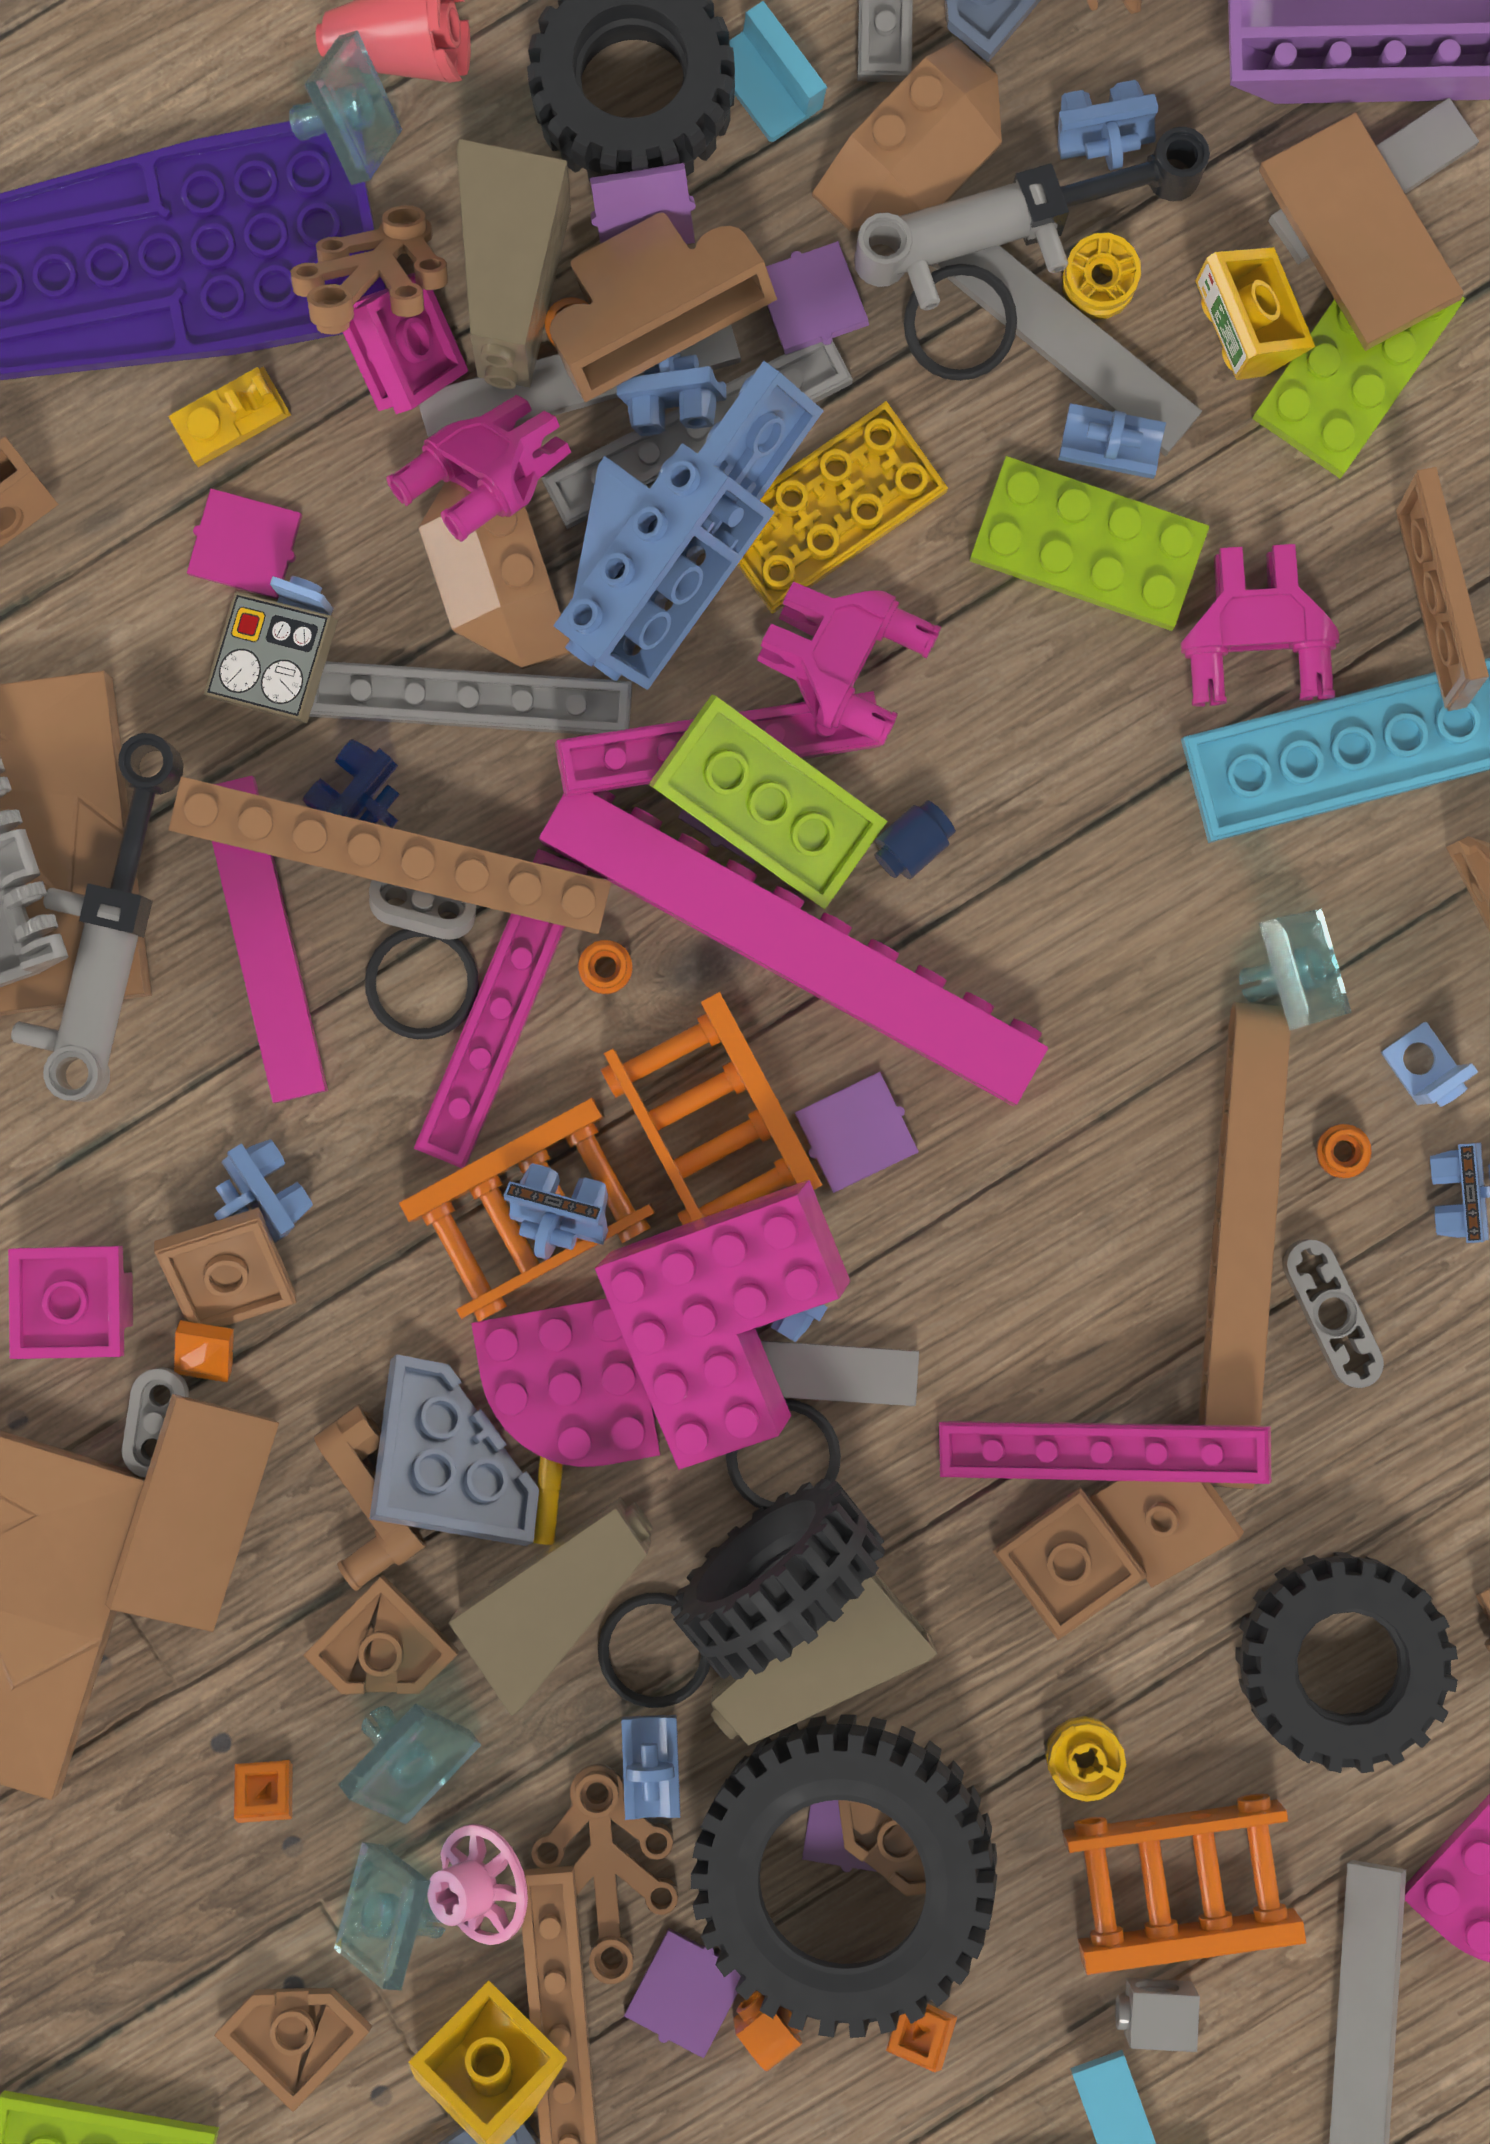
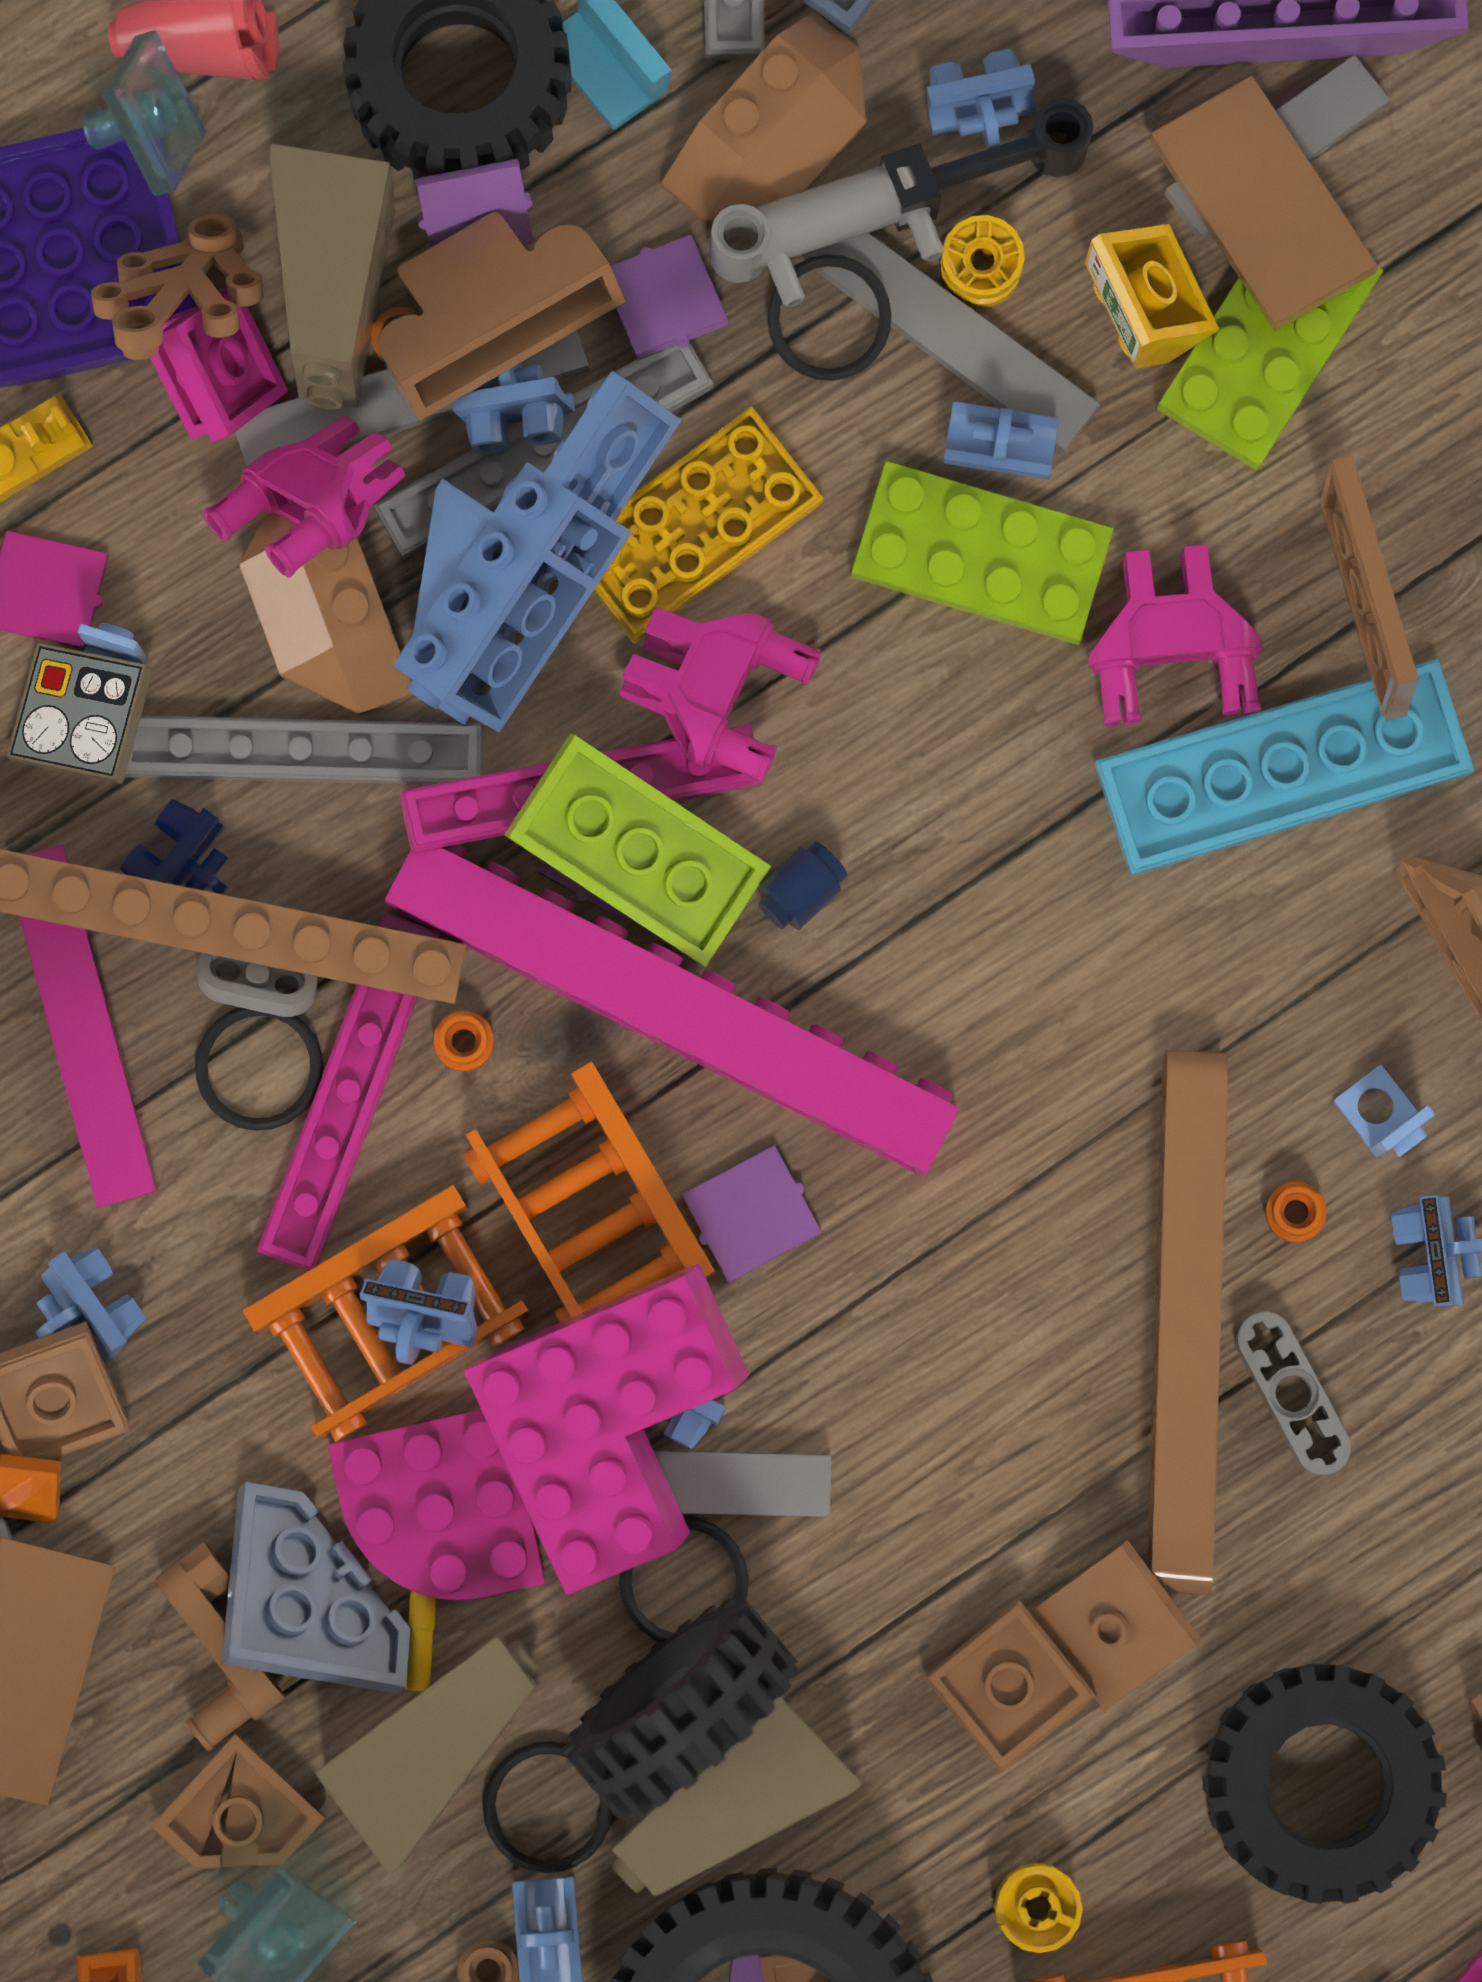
camera: 10 degrees left, 5 degrees down
(1106, 1451) = (1042, 1555): dark pink tile -> none
(1299, 970) = (1235, 1011): clear light blue tile -> none

